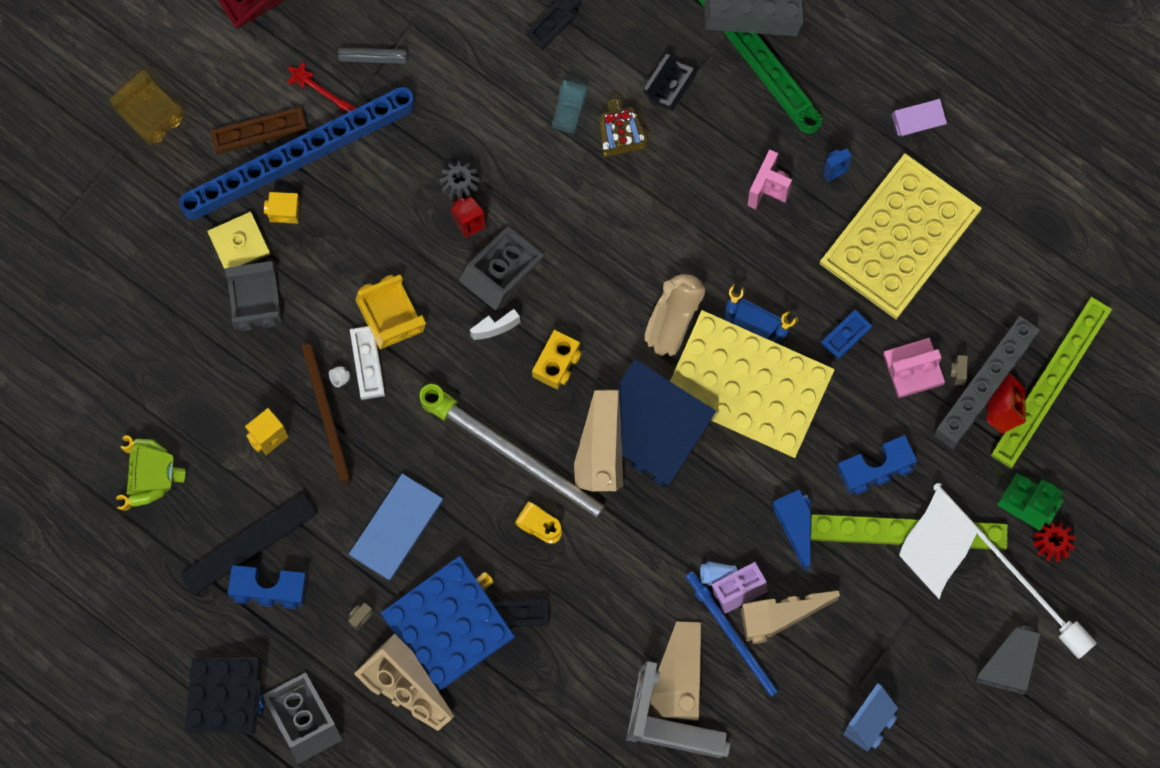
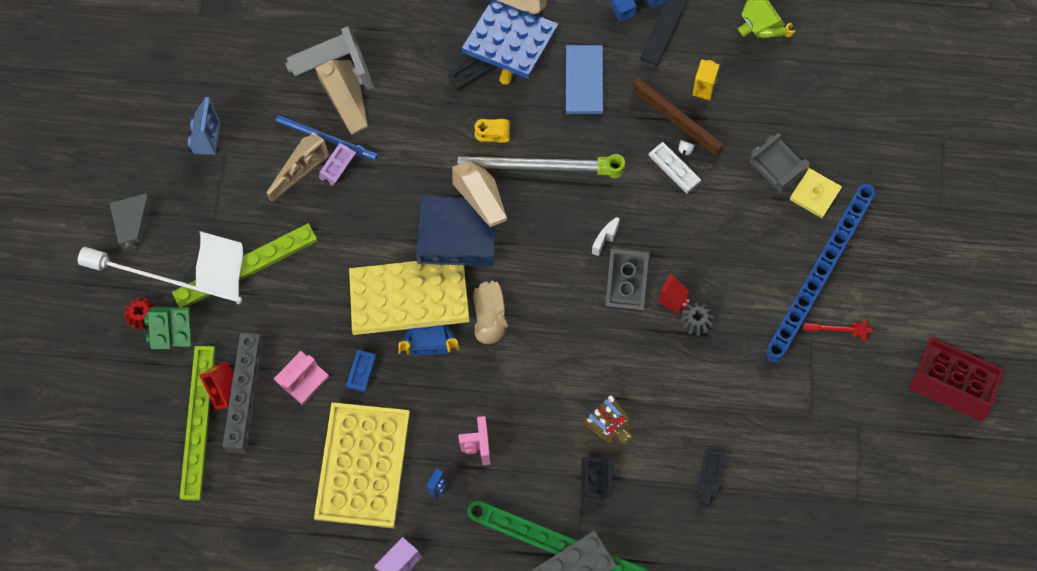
camera: 150 degrees right, 5 degrees down
(146, 108) = (945, 243): clear yellow panel -> none
(258, 130) = (859, 275): reddish brown tile -> none
(282, 207) = (803, 230): yellow brick -> none
(359, 616) = (570, 13): dark tan plate -> none
(372, 55) = (821, 373): dark grey axle -> none
(389, 311) = (681, 203): yellow panel -> none
(551, 358) = (552, 238): yellow brick -> none
(569, 106) = (657, 420): clear light blue plate -> none
(713, 572) = (357, 166): light blue cone -> none
(794, 518) = (327, 229): blue slope -> none
(858, 475) = (297, 280): blue arch -> none
(959, 370) = (267, 391): dark tan plate -> none

